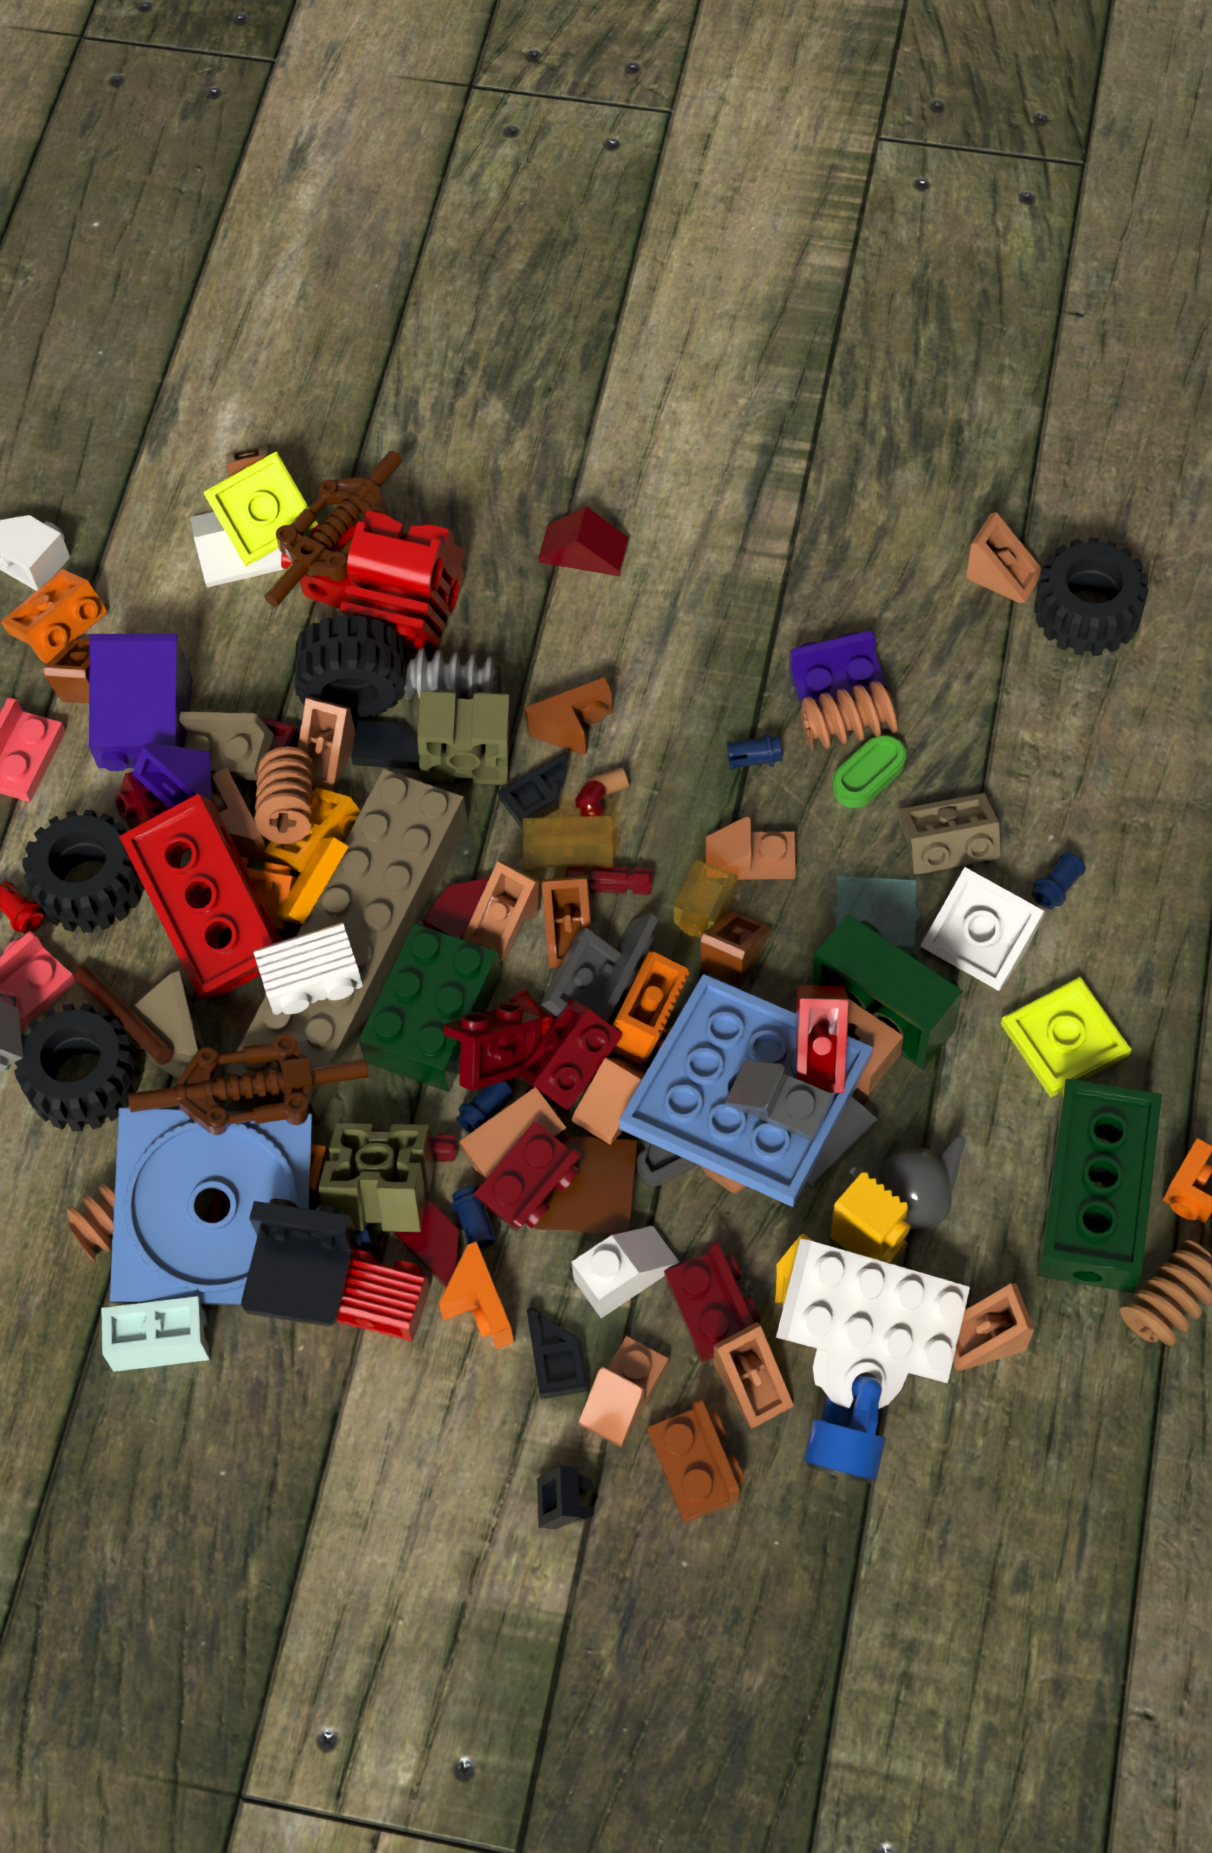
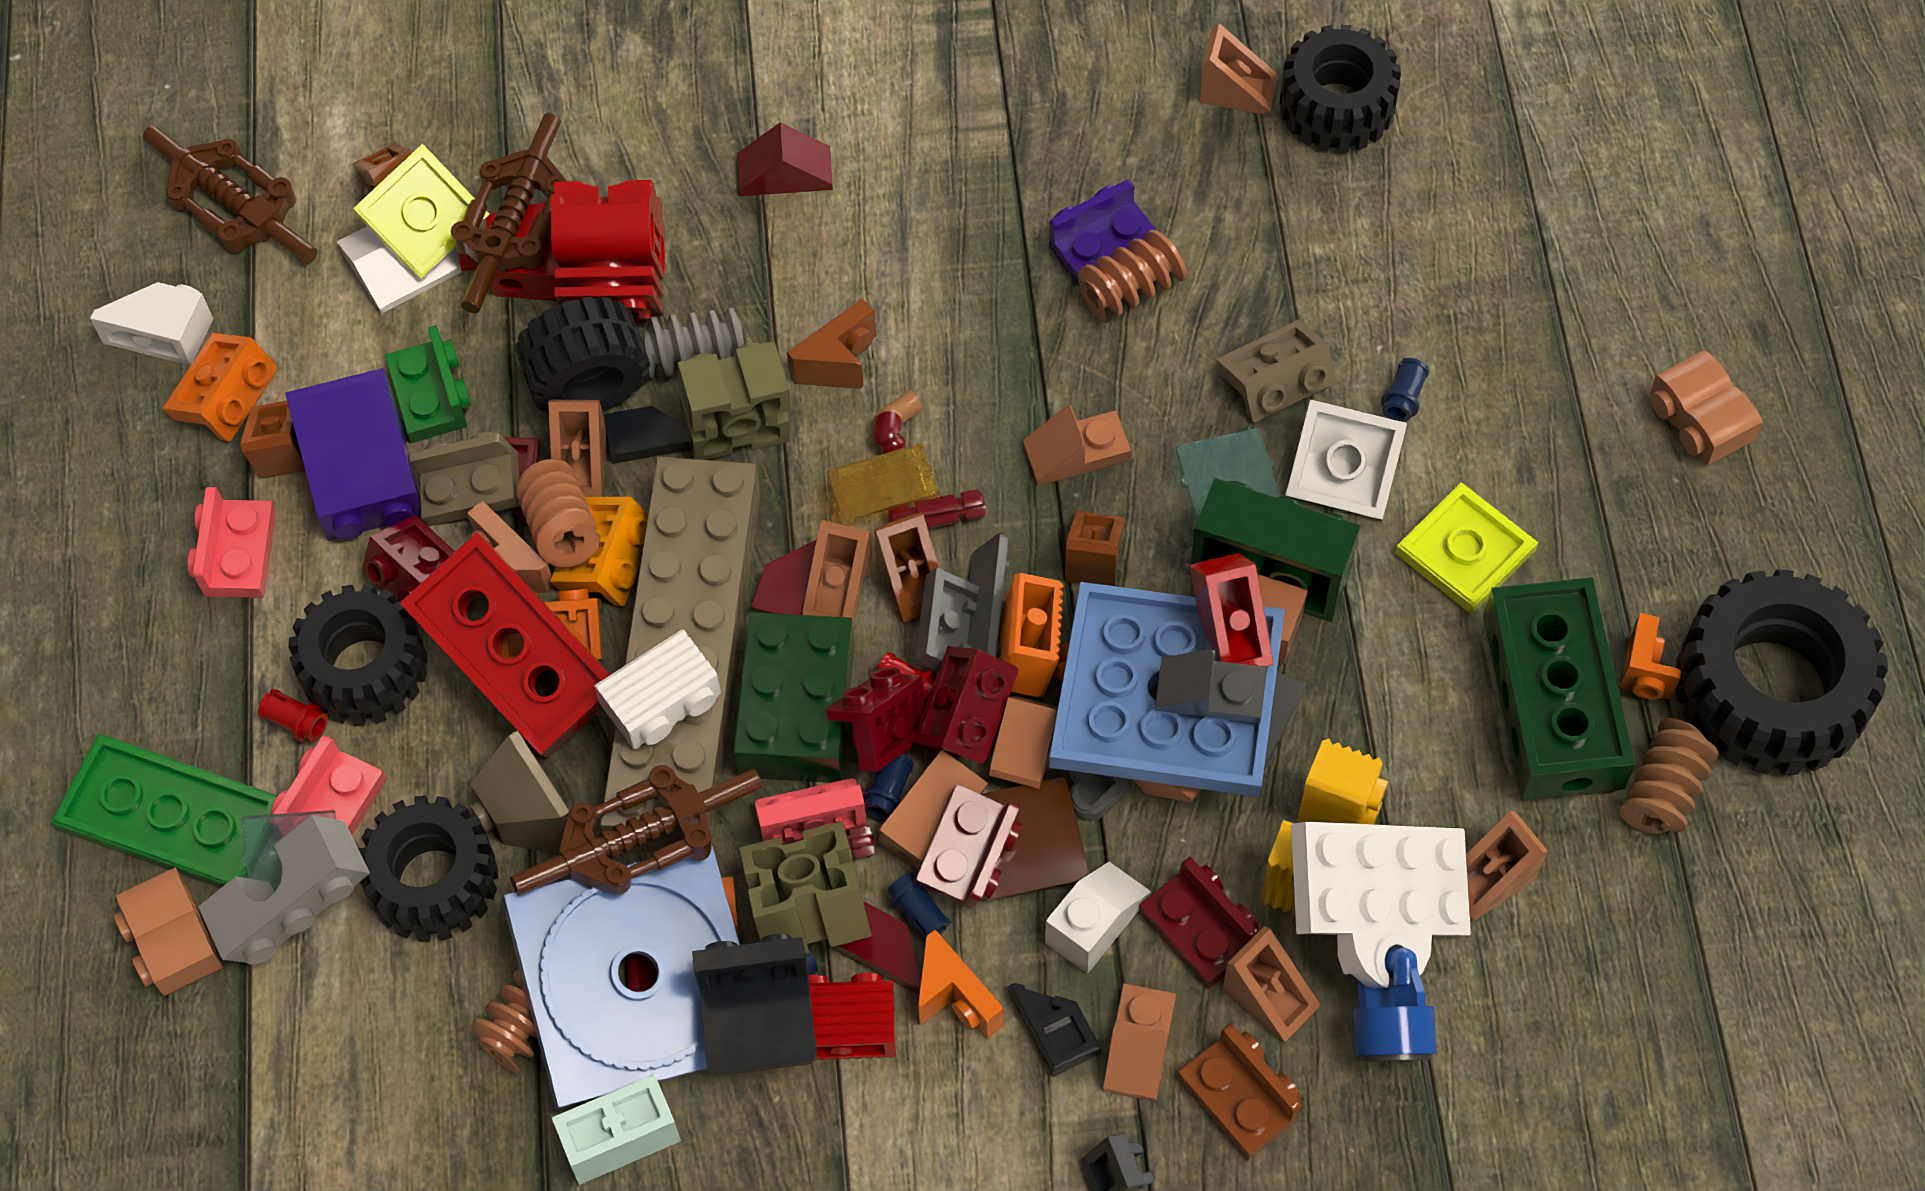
camera: 20 degrees left, 0 degrees up
(119, 1010) = (474, 801): copper bar -> none
(133, 480) = (257, 217): none -> reddish brown bar
(174, 772) = (428, 523): dark purple slope -> none
(221, 660) = (426, 388): none -> green bracket
(312, 881) = (622, 597): light orange tile -> none
(409, 1106) = (810, 808): none -> coral bracket
(538, 791) = (825, 441): black tile -> none
(704, 898) = (1047, 506): clear yellow brick -> none
(754, 751) = (1044, 337): dark blue pin -> none
(869, 771) = (1170, 328): bright green tile -> none
(920, 1180) = (1374, 731): dark grey piece -> none

